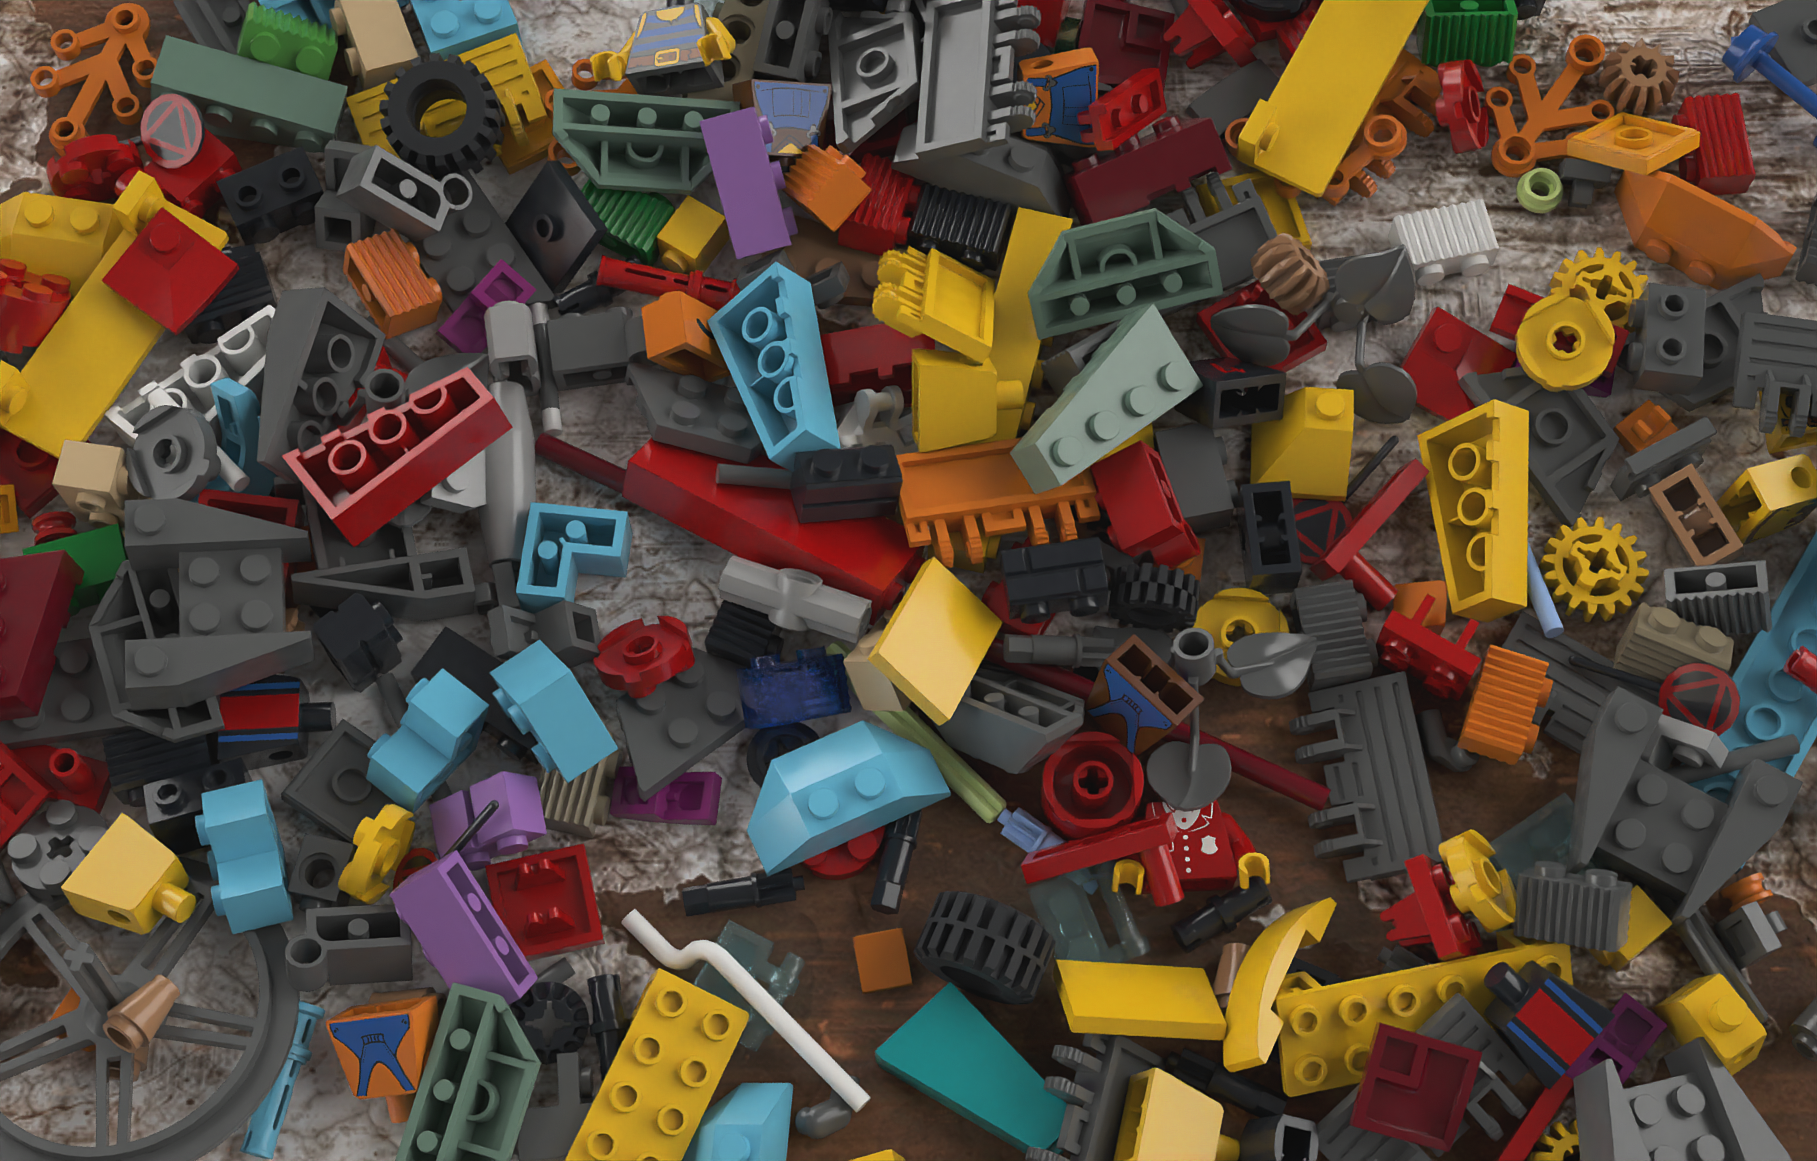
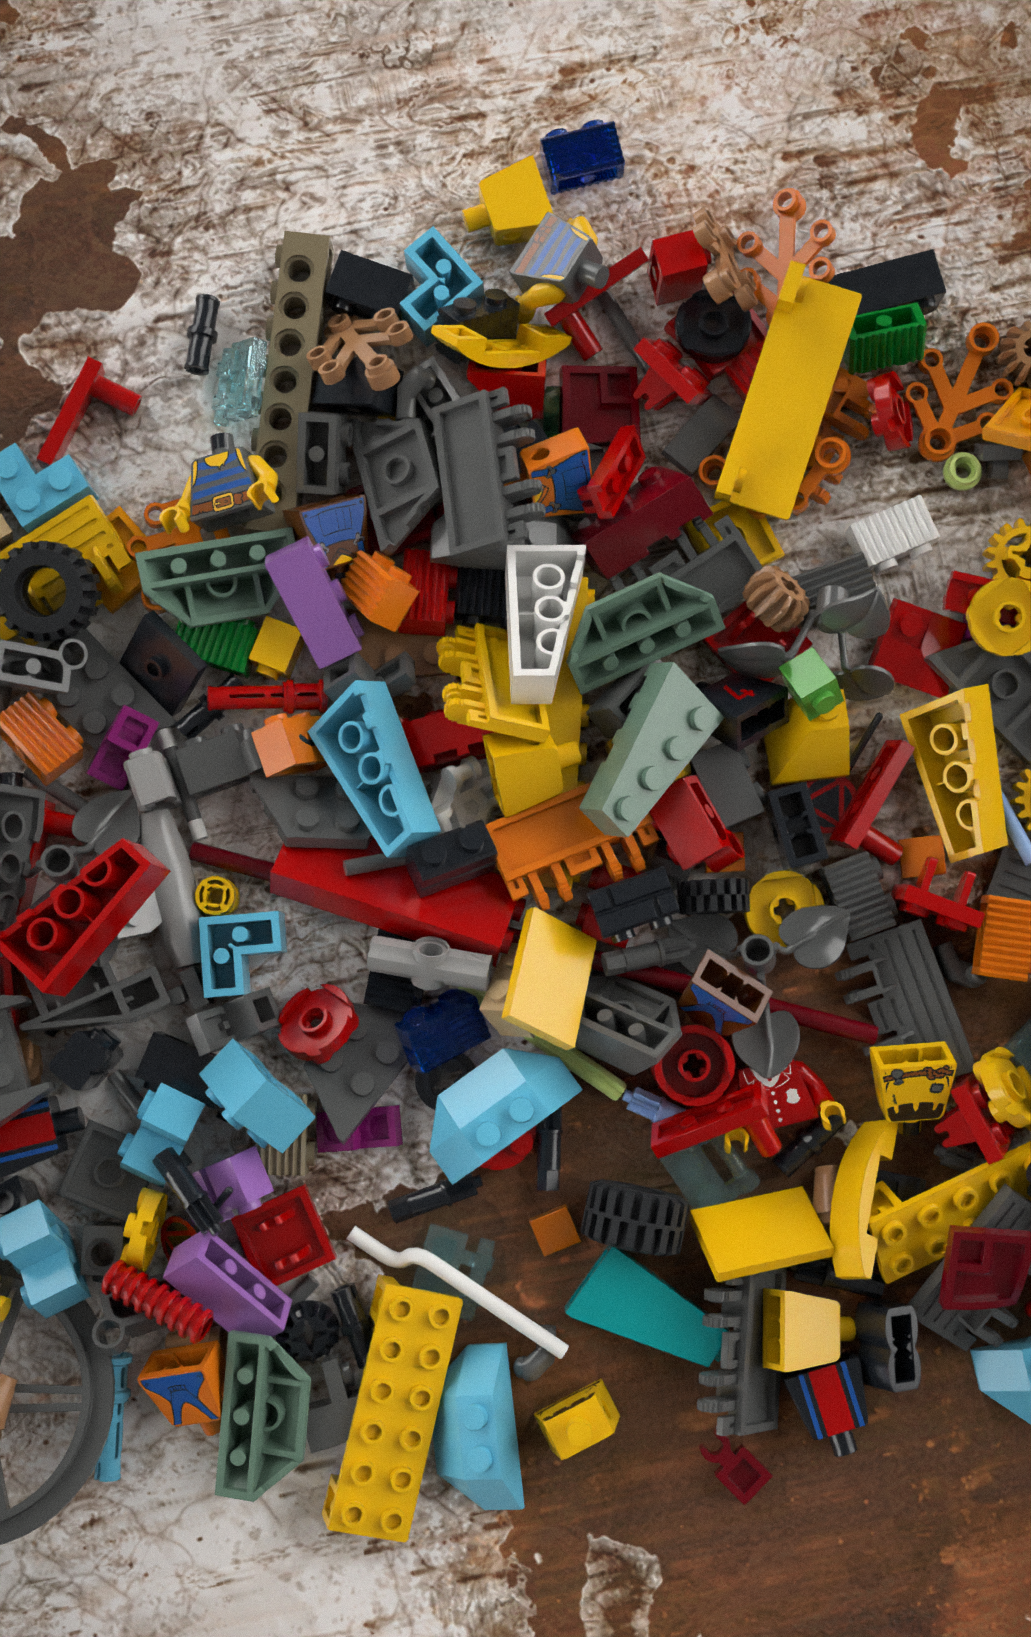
camera: 10 degrees left, 15 degrees up
(375, 924) = (157, 1301): none -> red piece
(448, 811) = (189, 1192): none -> black piece
(557, 476) = (224, 896): none -> yellow wheel
(1009, 228) = (540, 606): none -> white wedge
(1314, 369) = (811, 684): none -> bright green brick
(1360, 856) = (912, 1082): none -> yellow torso

